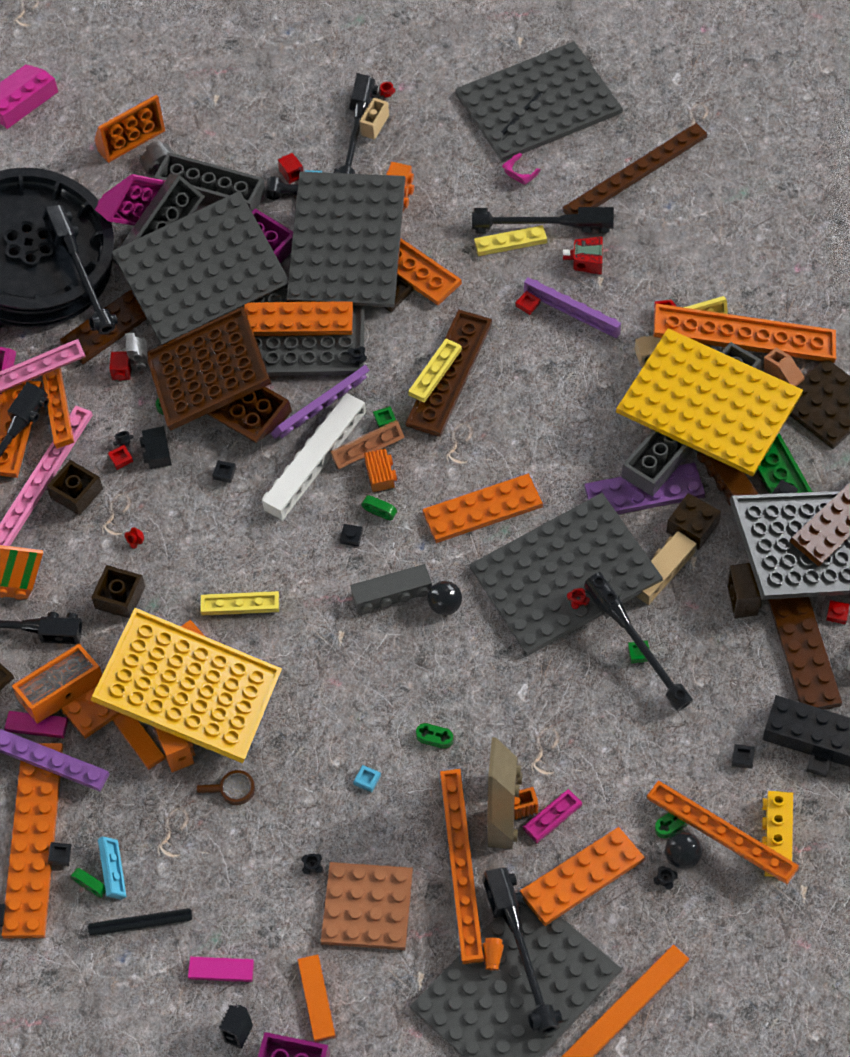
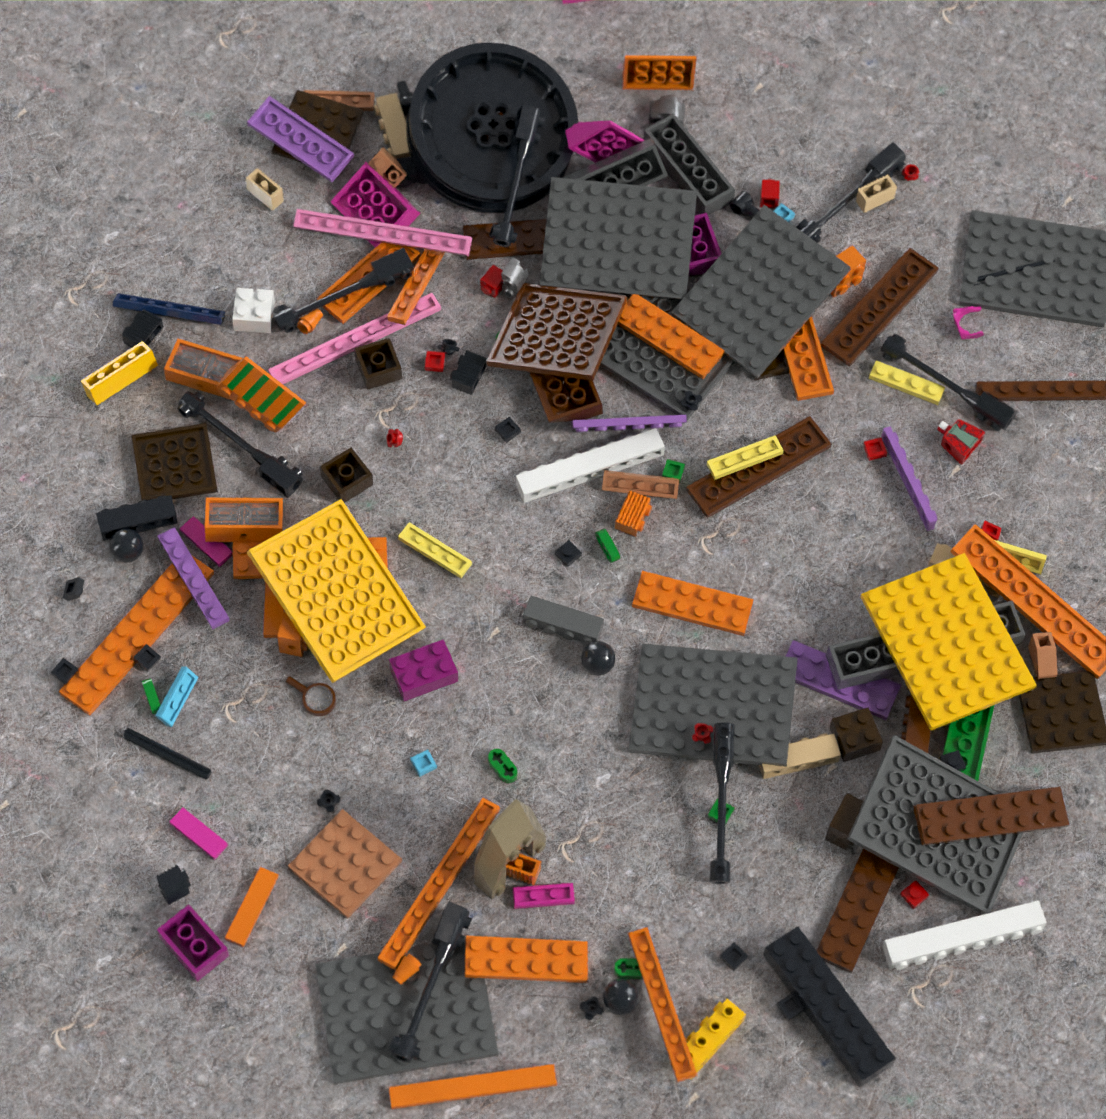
camera: 30 degrees right, 5 degrees up
(308, 703) = (423, 670): none -> magenta brick
(444, 199) = (879, 307): none -> reddish brown plate

